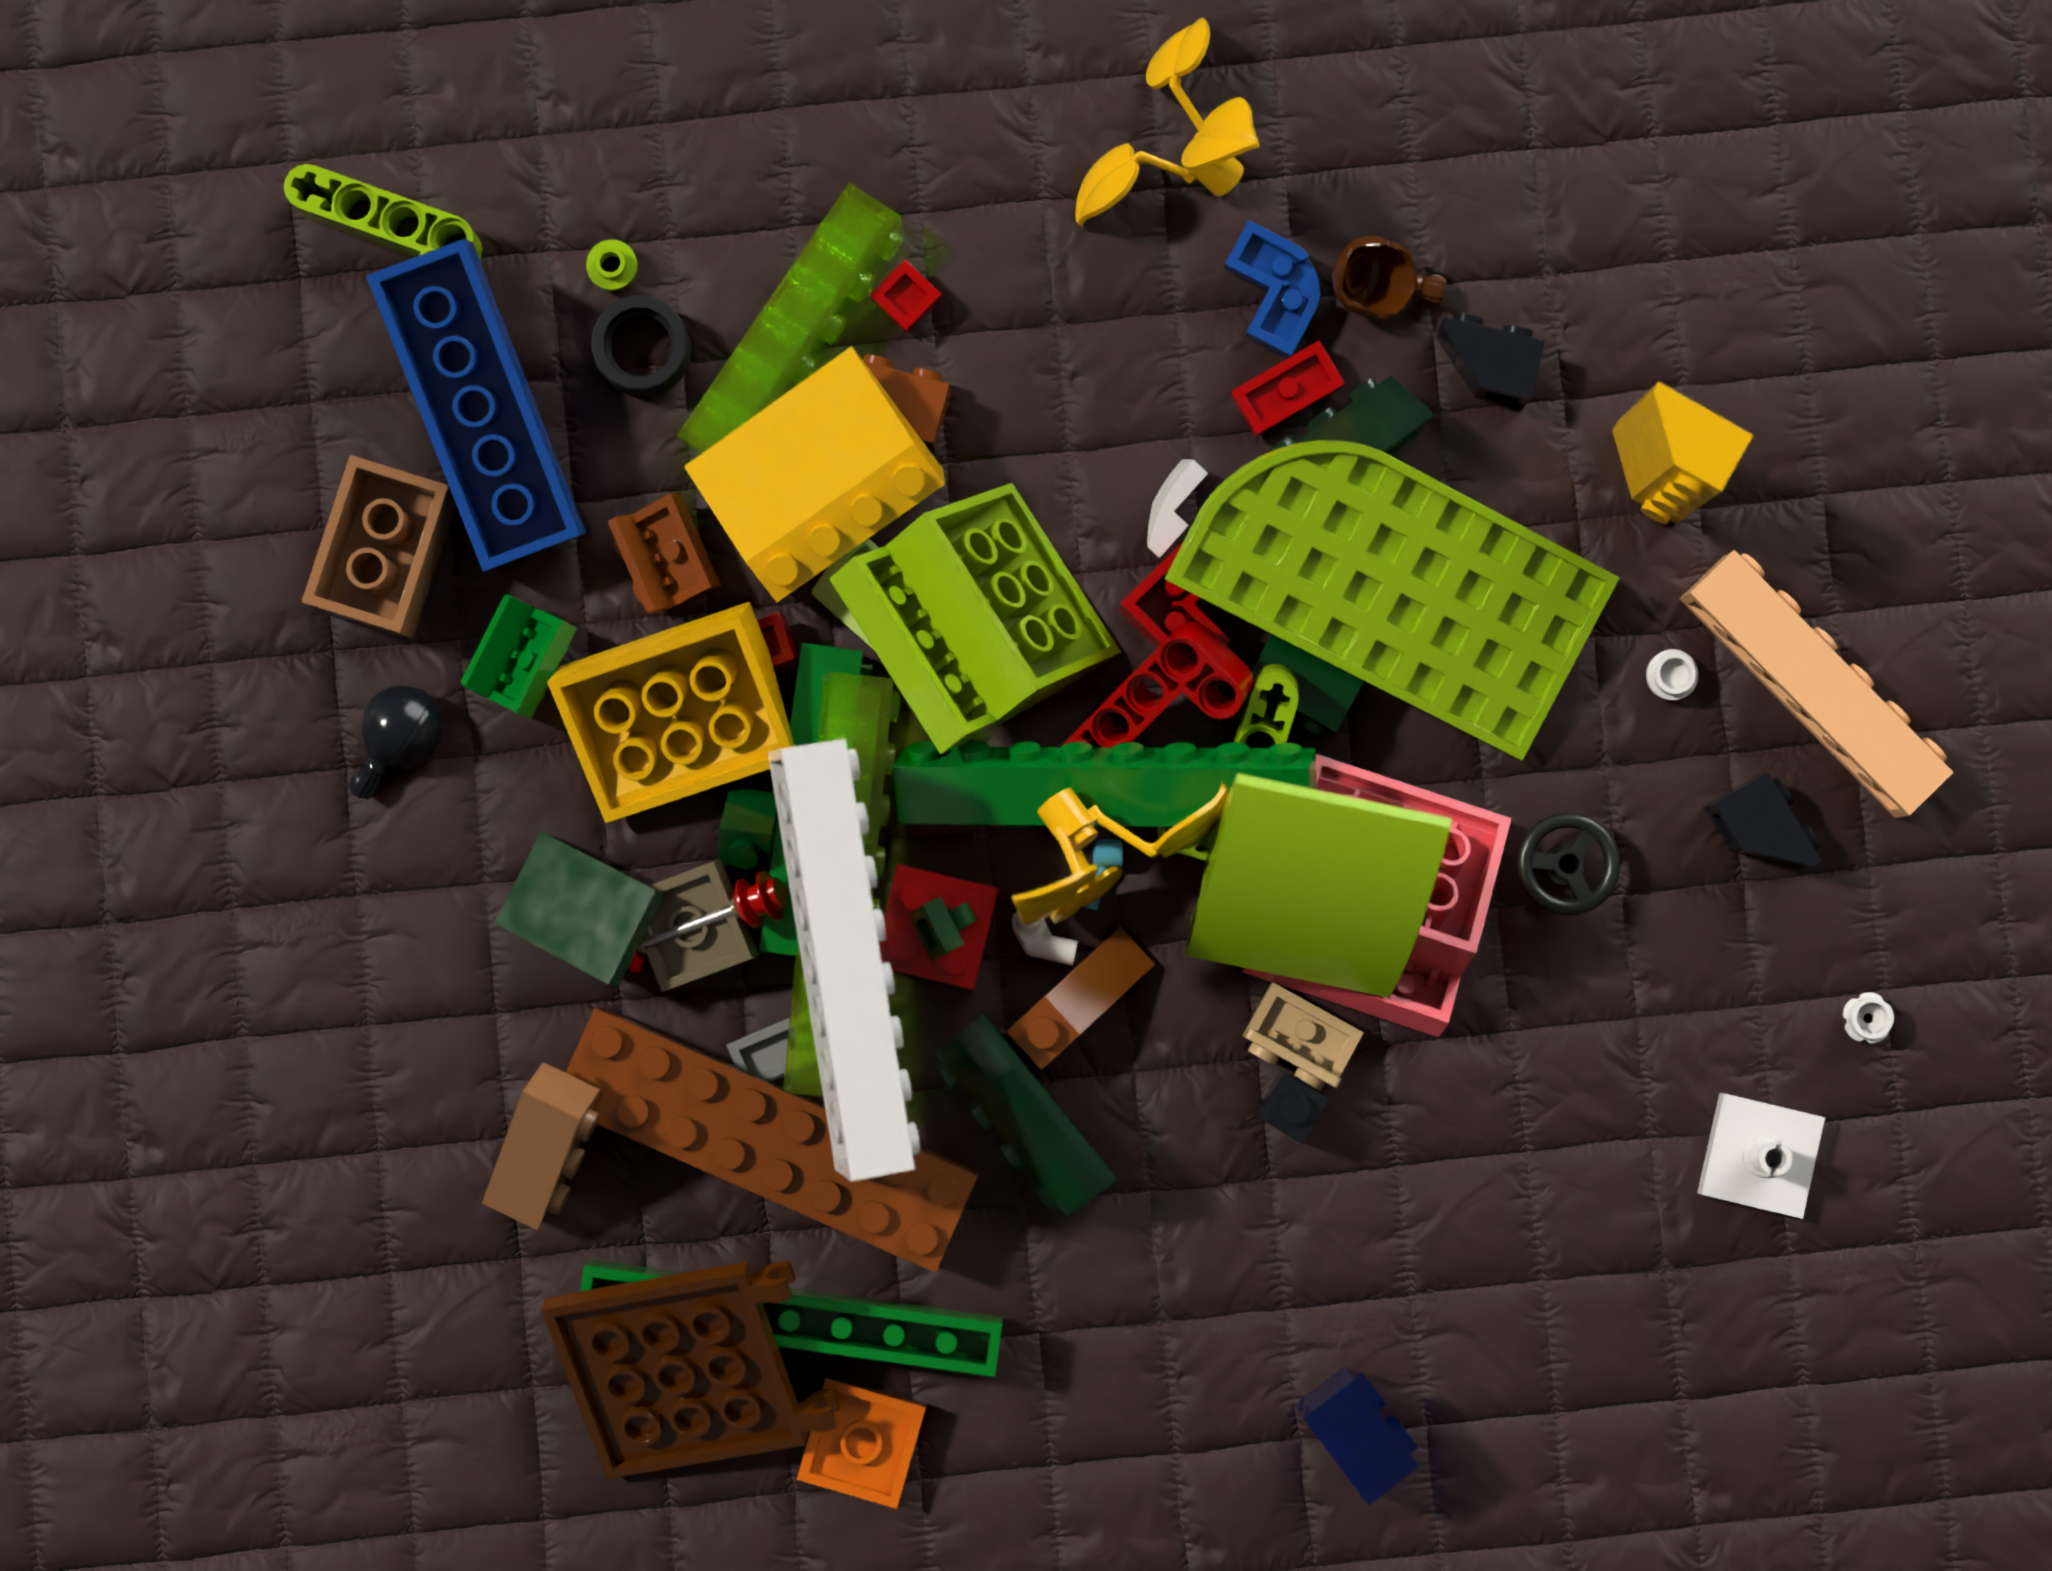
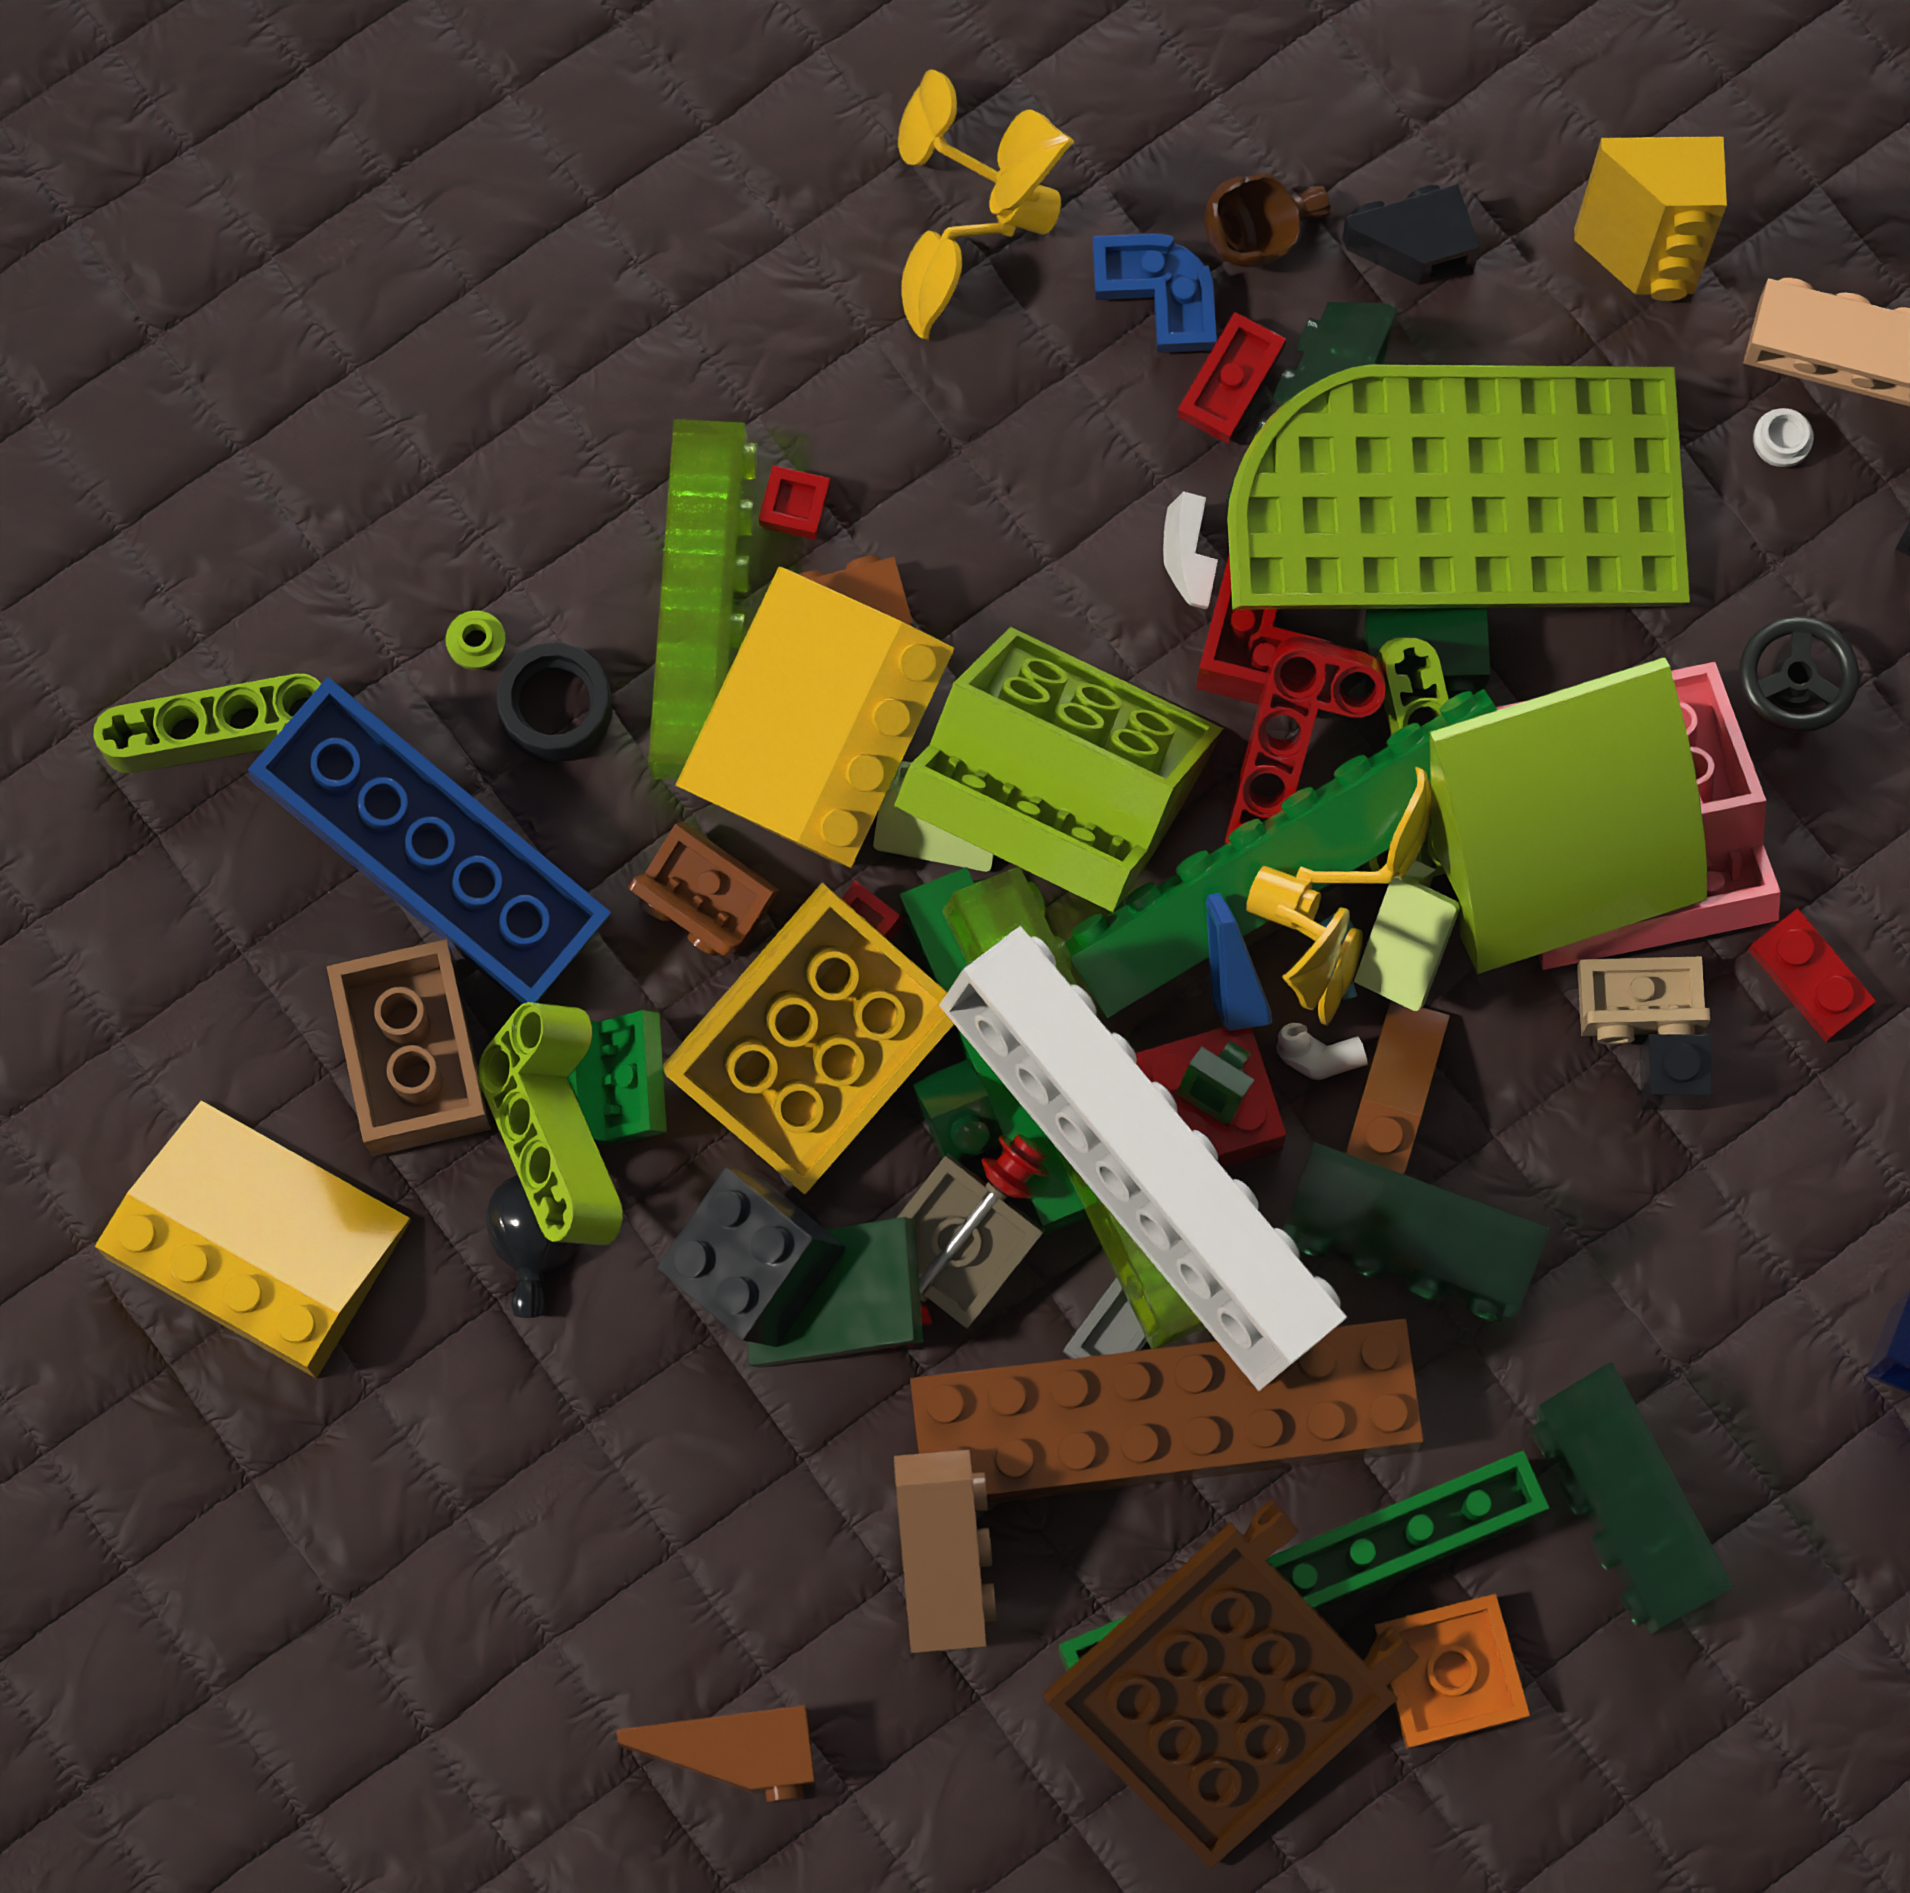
camera: 30 degrees left, 10 degrees down
(194, 621) = (253, 1237): none -> yellow slope
(321, 1198) = (744, 1750): none -> dark orange slope
(442, 668) = (543, 1125): none -> lime beam
(533, 850) = (751, 1257): none -> black brick
(1004, 855) = (1233, 978): none -> blue slope
(1061, 1402) = (1630, 1500): none -> clear green slope
(1150, 898) = (1408, 939): none -> yellowish green panel
(1438, 1091) = (1811, 975): none -> red plate

